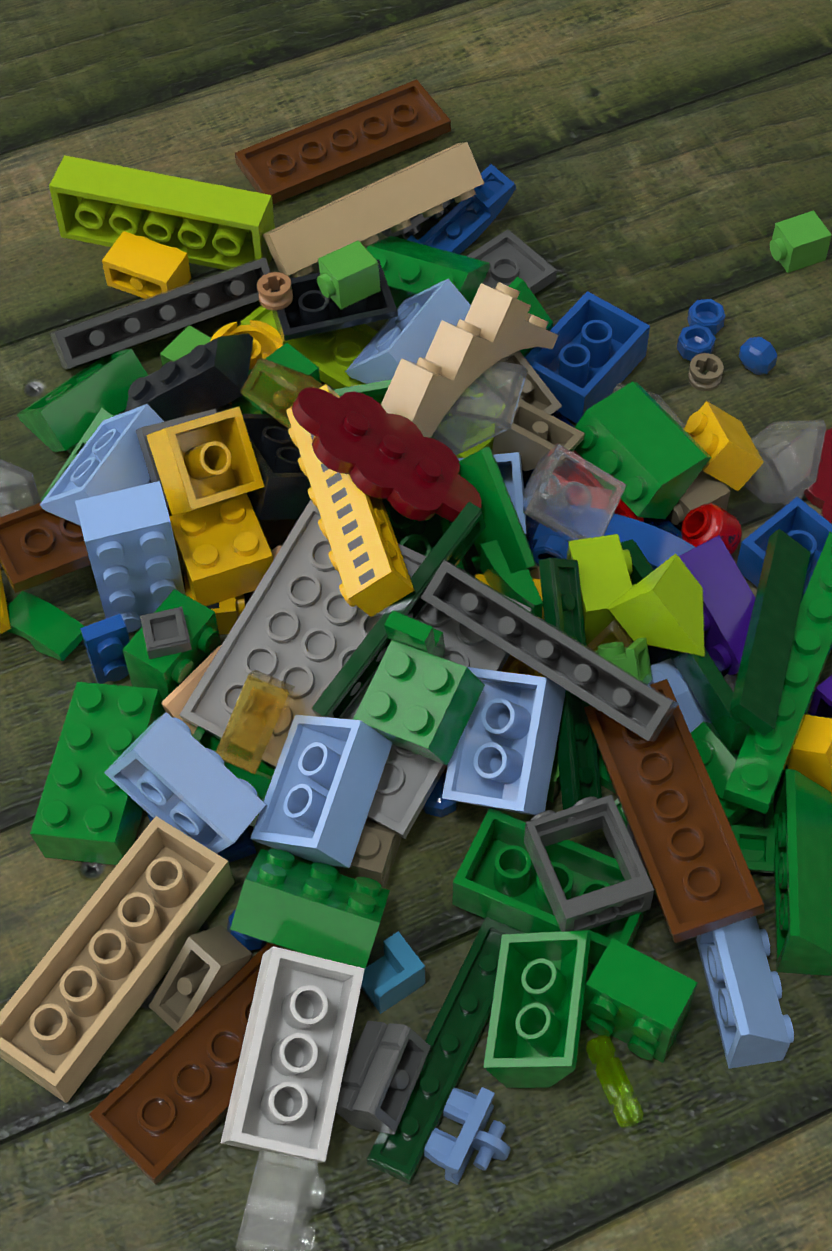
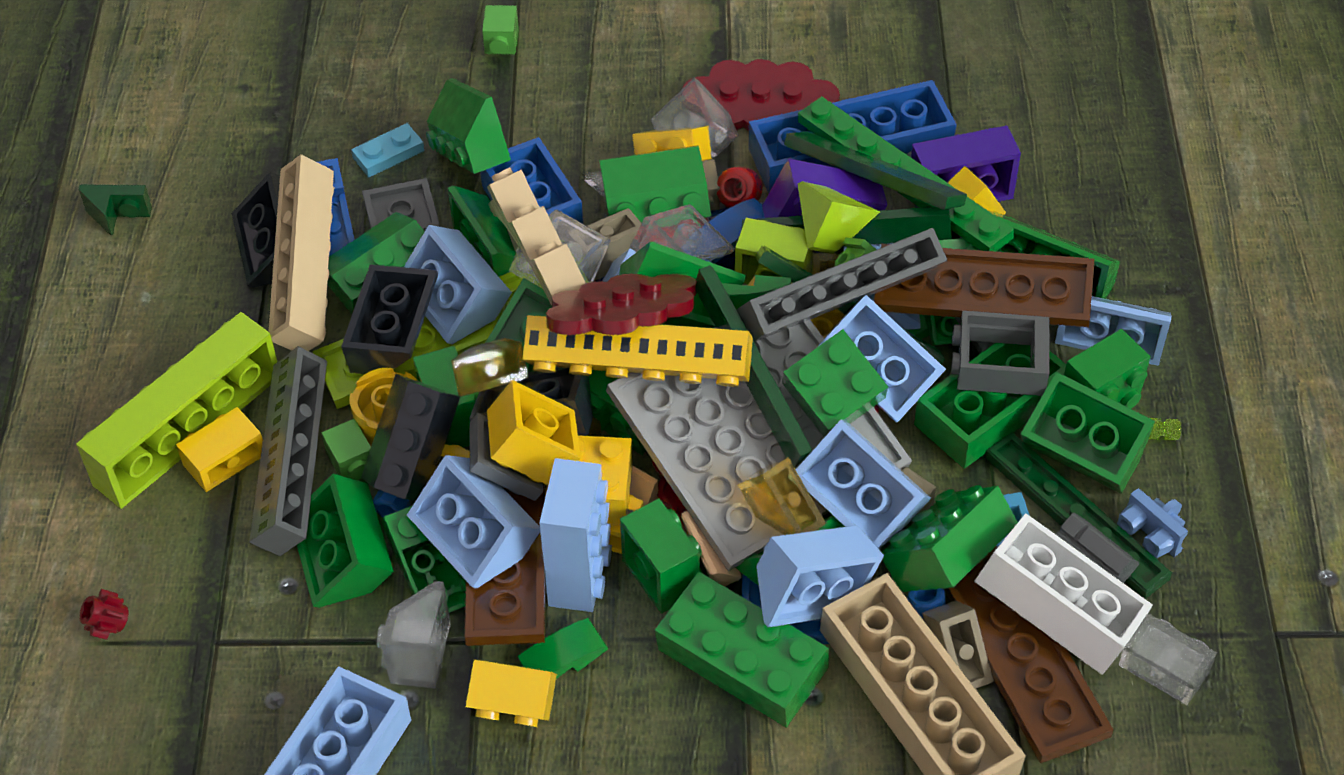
camera: 65 degrees left, 5 degrees down
(105, 648) = (633, 600): blue plate -> none
(165, 632) = (664, 535): dark grey tile -> none
(271, 282) = (354, 333): medium nougat bush -> none
(343, 142) = (176, 265): reddish brown plate -> none
(348, 275) = (386, 281): bright green brick -> none
(379, 64) = (108, 202): none -> dark green slope
(414, 634) = (789, 353): green slope -> none
(583, 229) = (387, 150): none -> medium azure plate
(609, 264) = (467, 128): none -> green slope
(694, 341) = (552, 129): blue tile -> none
(701, 363) = (581, 128): dark tan bush -> none
(707, 314) = (531, 113): blue tile -> none
(758, 355) = (590, 98): blue tile -> none

